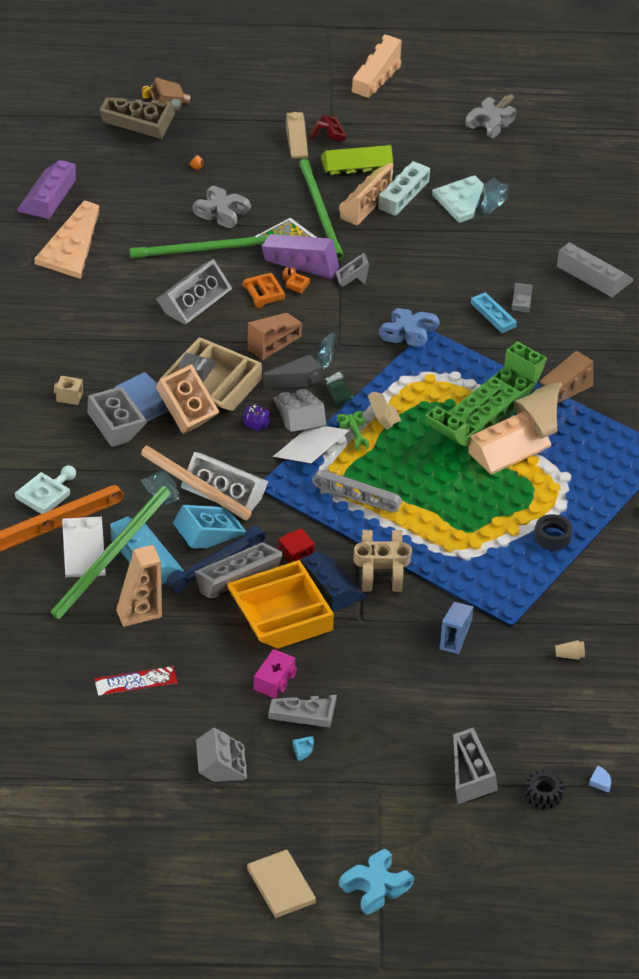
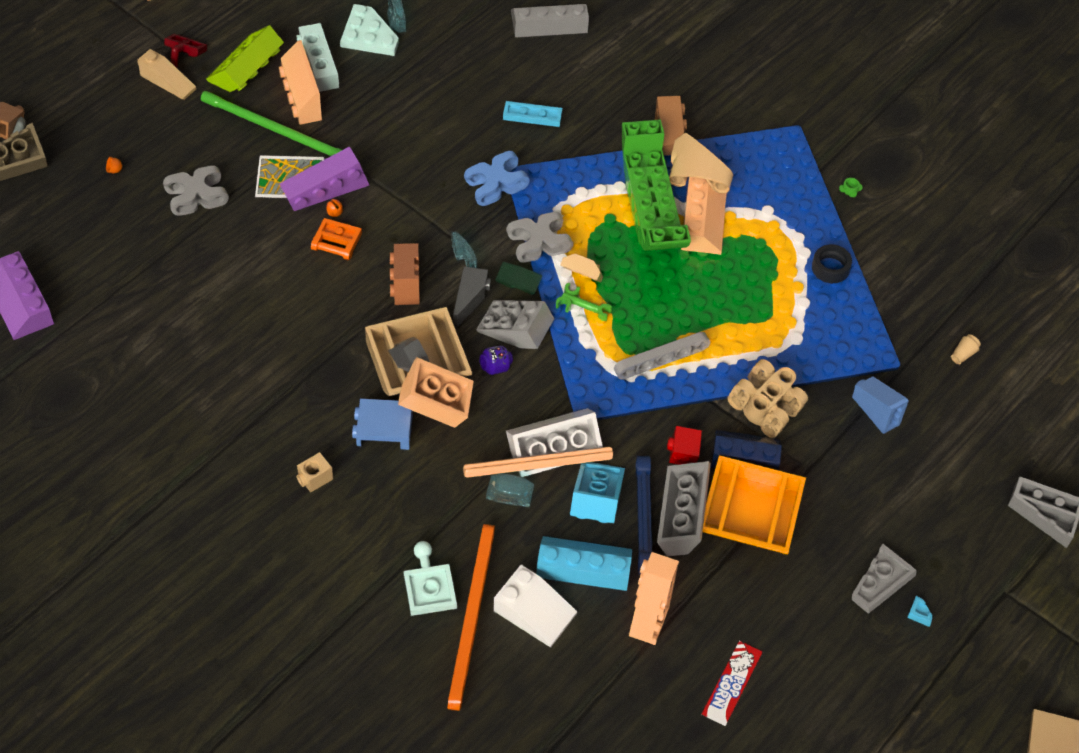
camera: 50 degrees left, 10 degrees up
(71, 243) = (111, 333): light nougat wing -> none
(110, 552) = (577, 591): bright green axle -> none
(115, 415) = (392, 460): light grey slope -> none
(142, 252) = (189, 285): bright green piece -> none
(195, 292) = (287, 289): light grey slope -> none
(220, 757) = (890, 682): light grey slope -> none
(275, 673) = (822, 570): dark pink brick -> none
(297, 283) = (354, 210): orange plate -> none
(311, 443) = (570, 345): white sticker -> none
(356, 268) = (386, 162): light grey slope -> none
(383, 375) = (539, 237): none -> light grey piece
(522, 297) = (532, 84): light grey slope -> none

